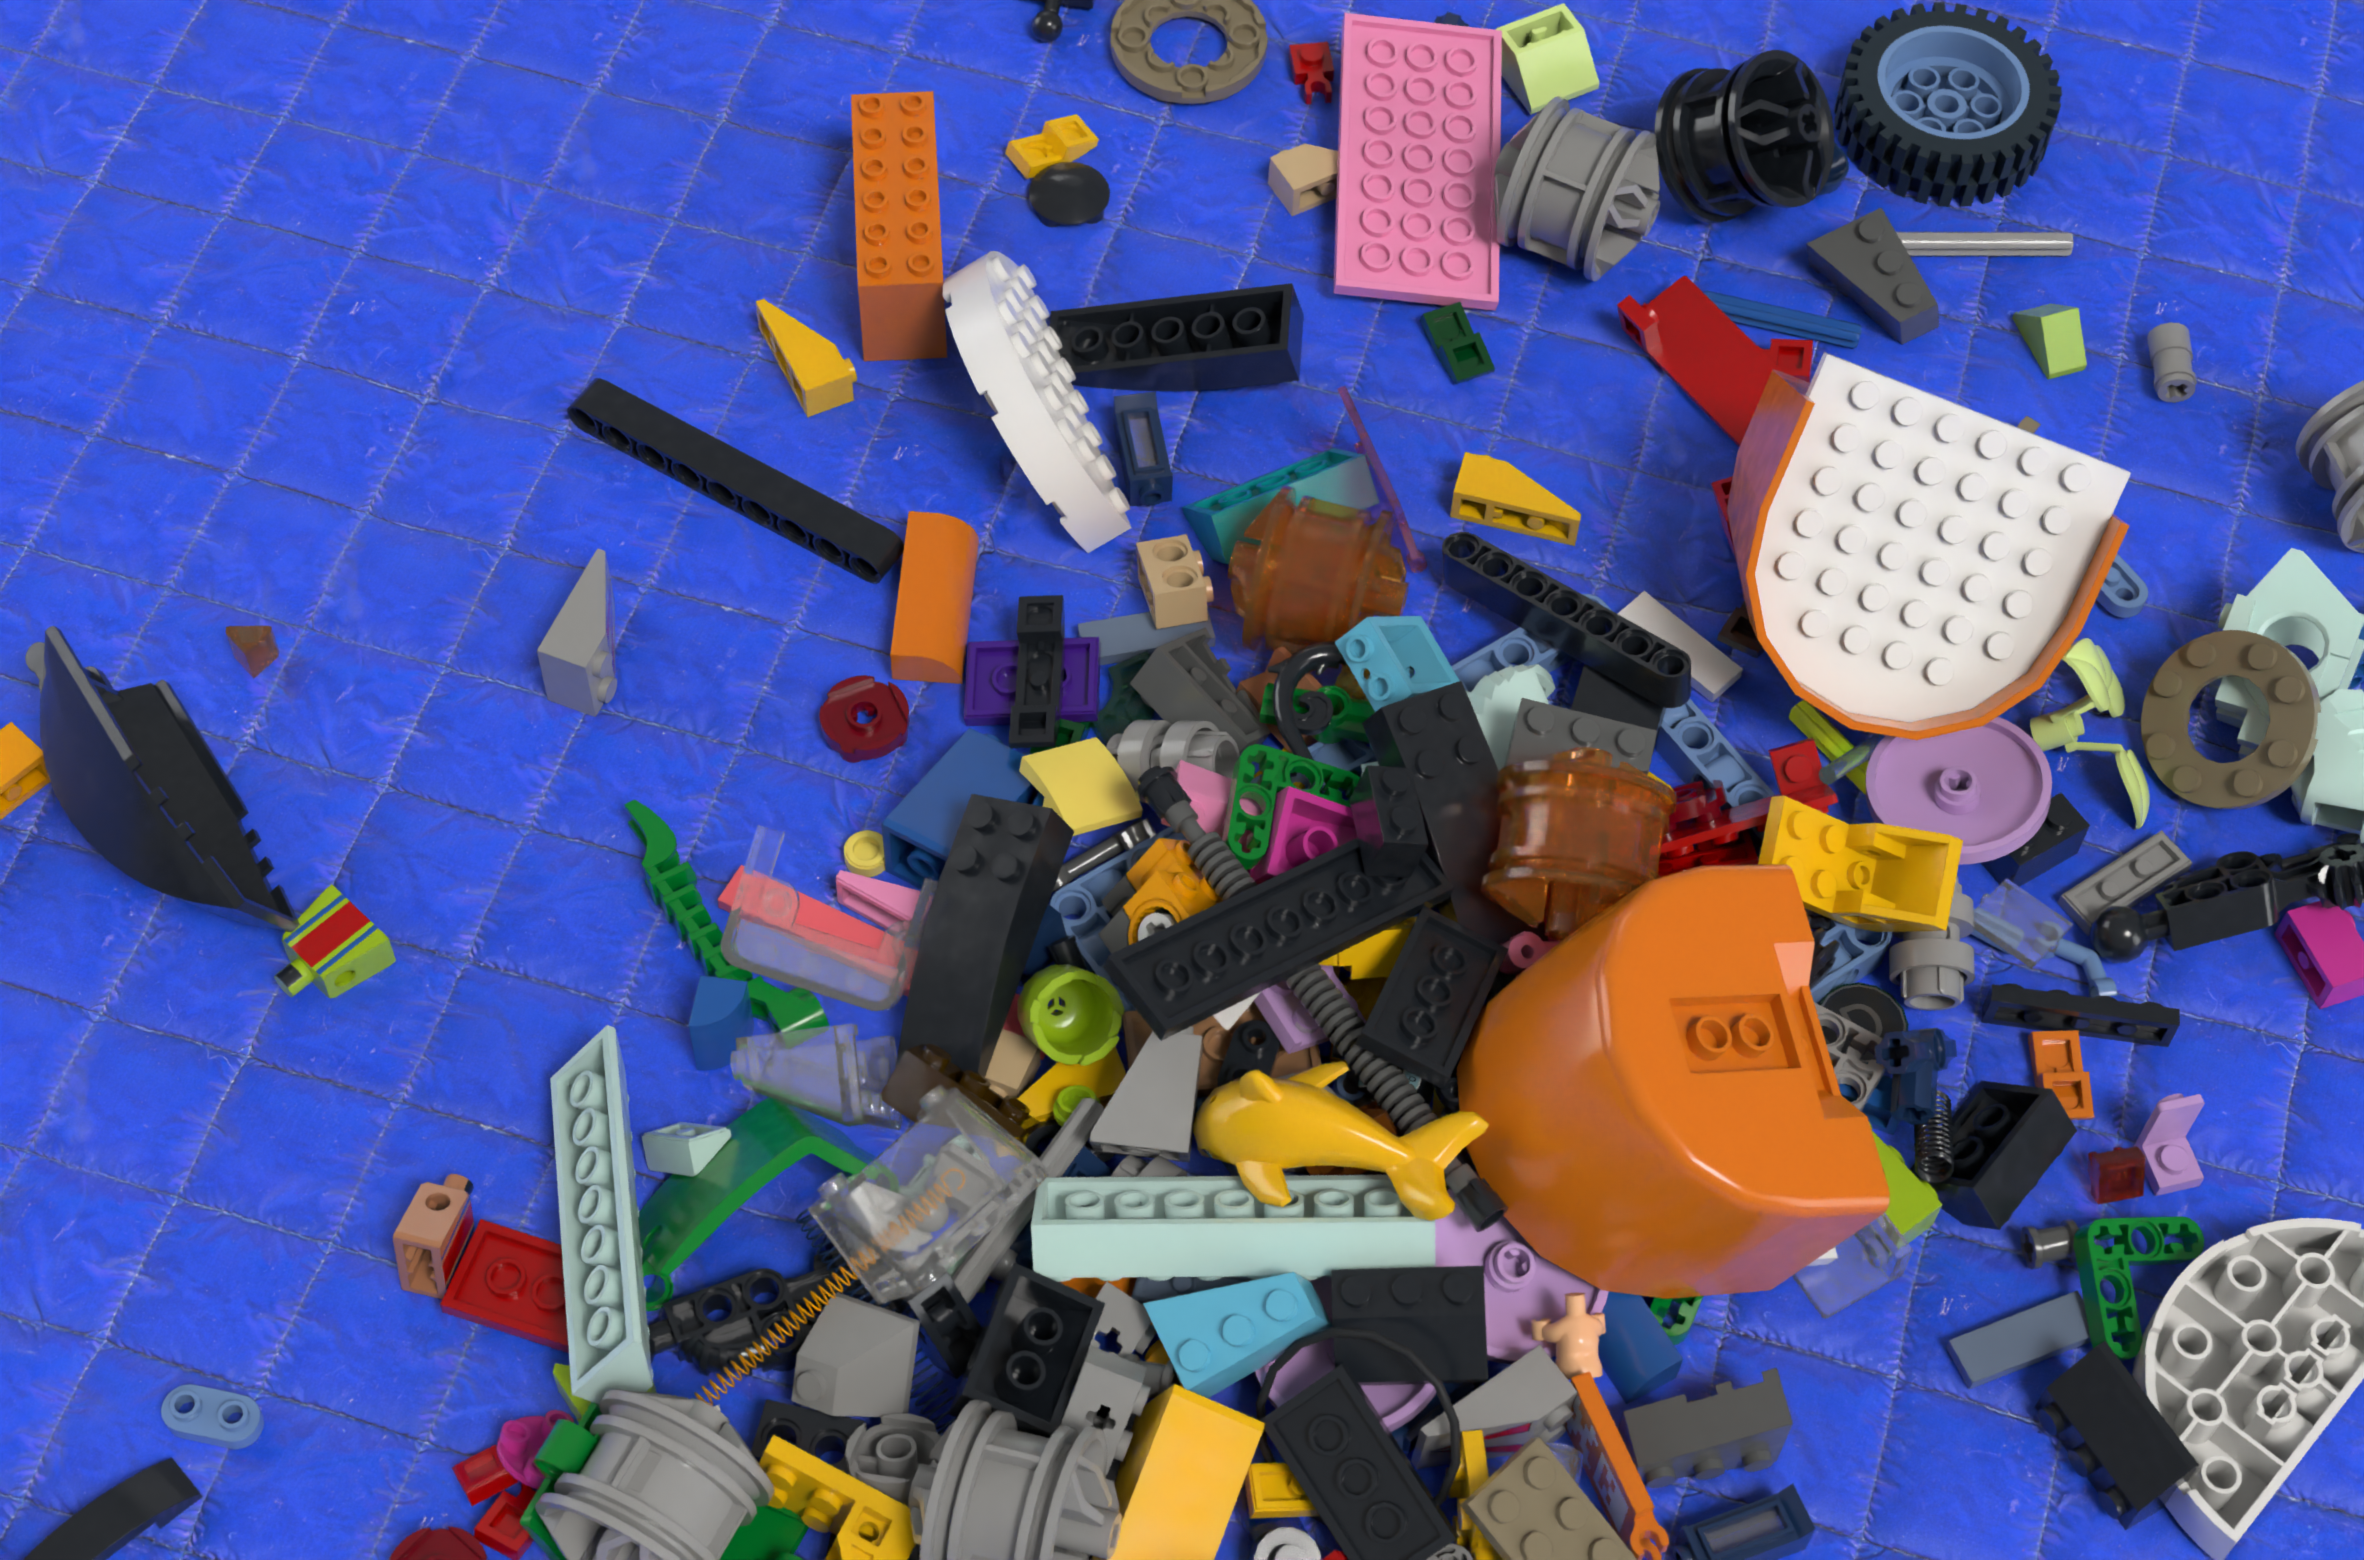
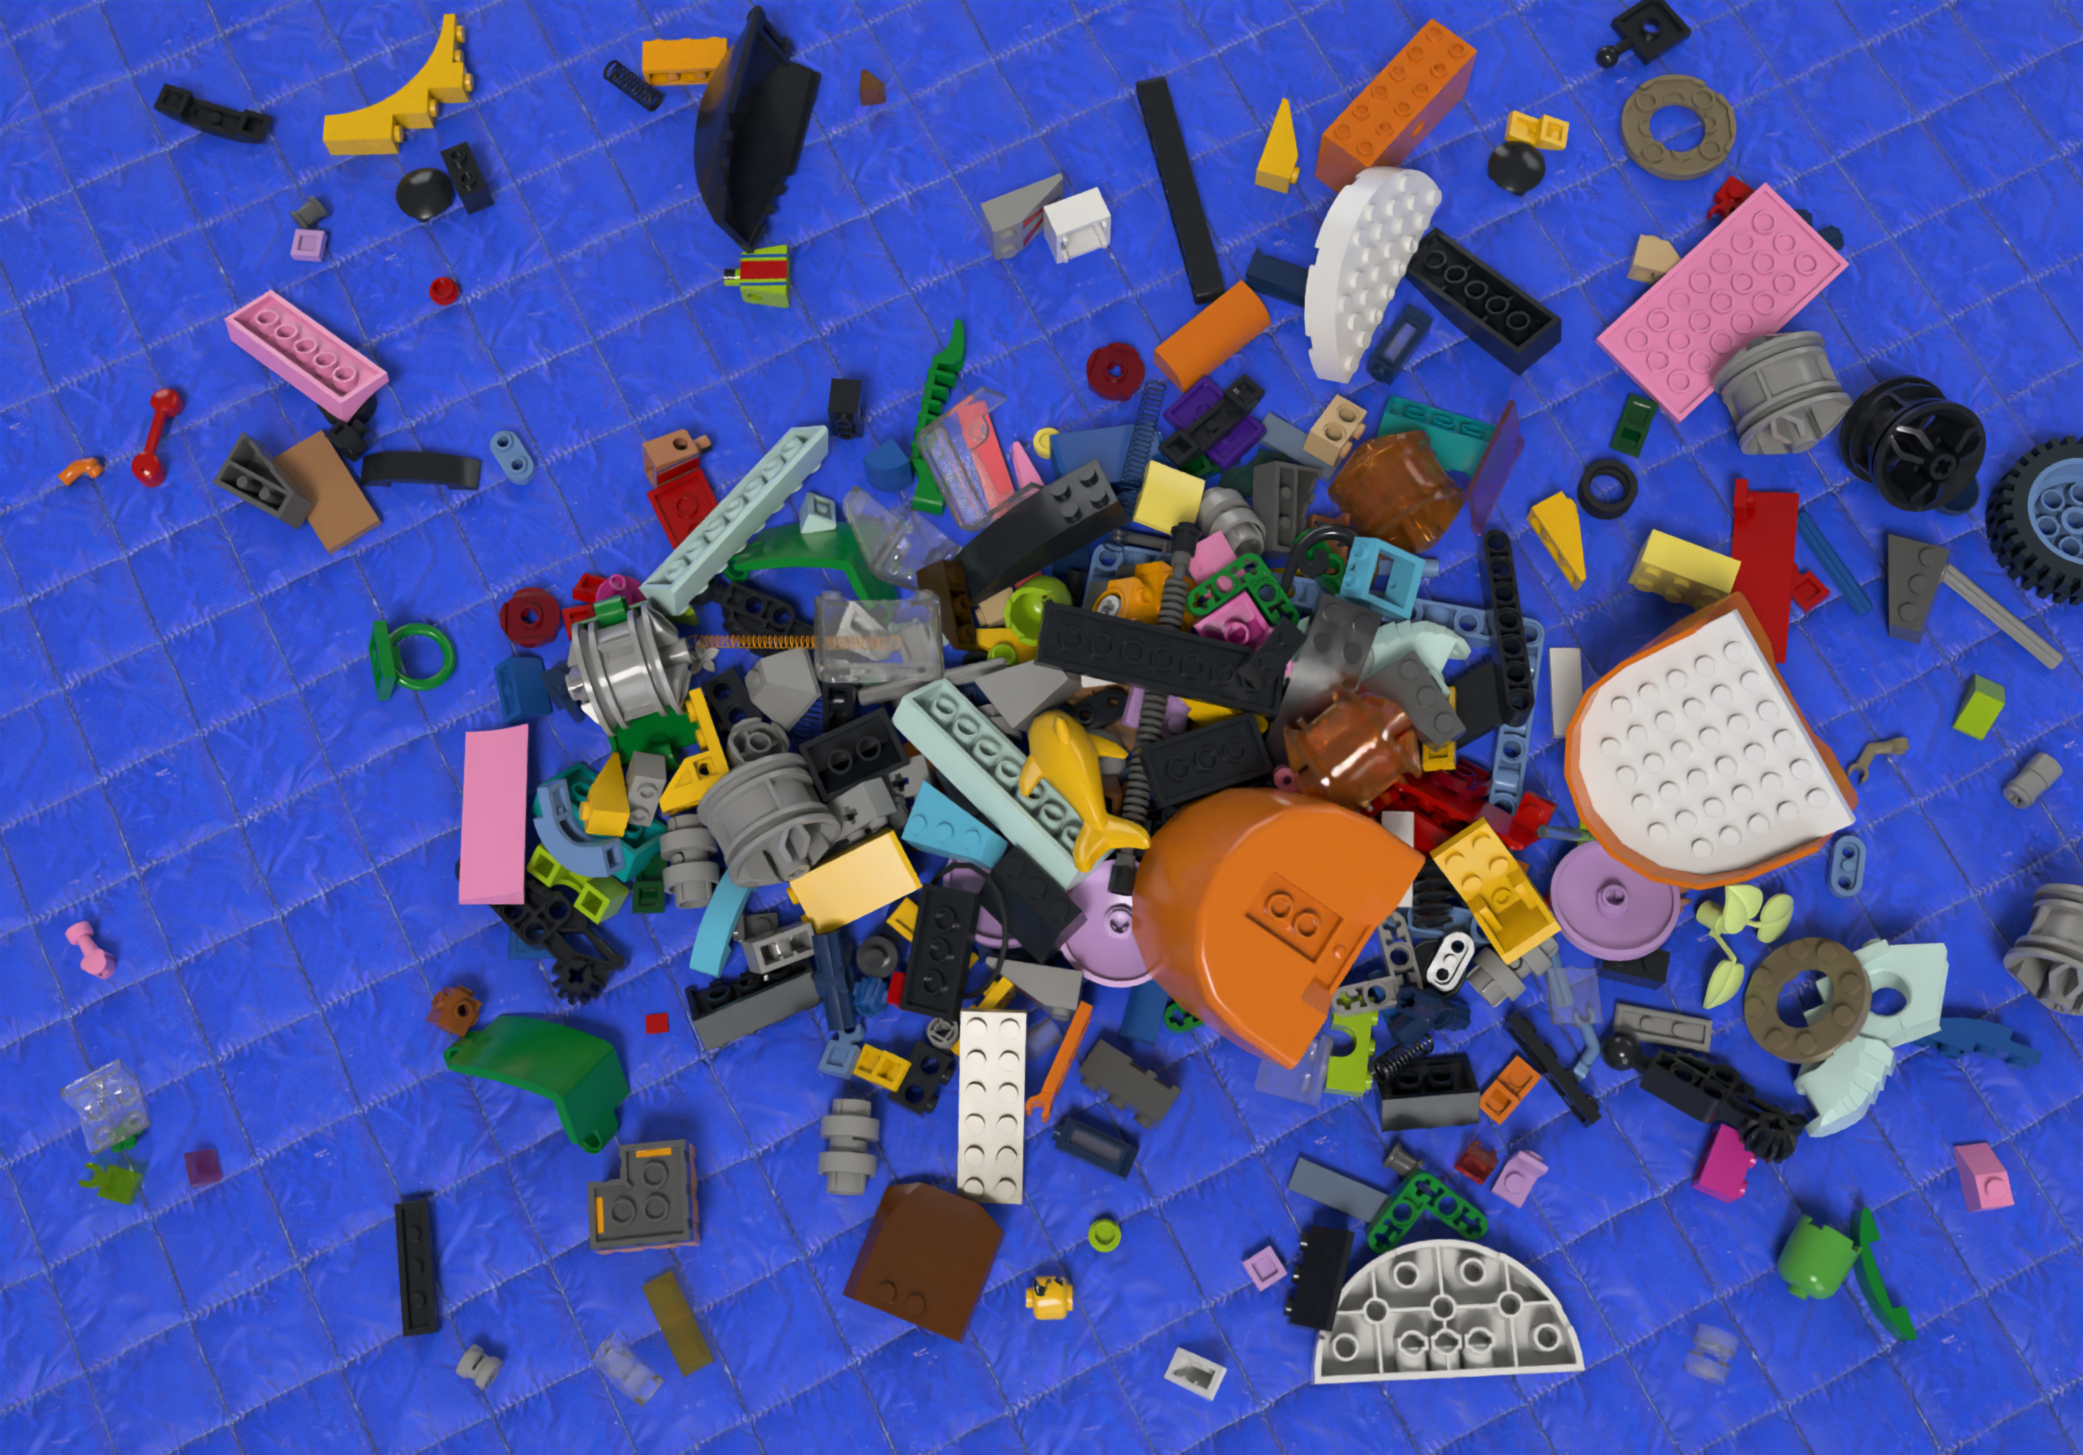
camera: 50 degrees right, 15 degrees up
(598, 995) = (847, 408): none -> black brick
(663, 597) = (1077, 225): none -> white container
(950, 481) = (1277, 279): none -> dark blue window
(992, 763) = (1130, 465): none -> dark blue piece
(1501, 396) = (1613, 469): none -> black tyre
(1547, 58) = (1866, 301): yellowish green slope -> none
(1574, 1336) = (1108, 985): light nougat piece -> none
(1665, 432) = (1683, 571): none -> light yellow brick
(1875, 993) = (1451, 960): none -> plate
(2045, 1489) = (1264, 1268): none -> lavender plate

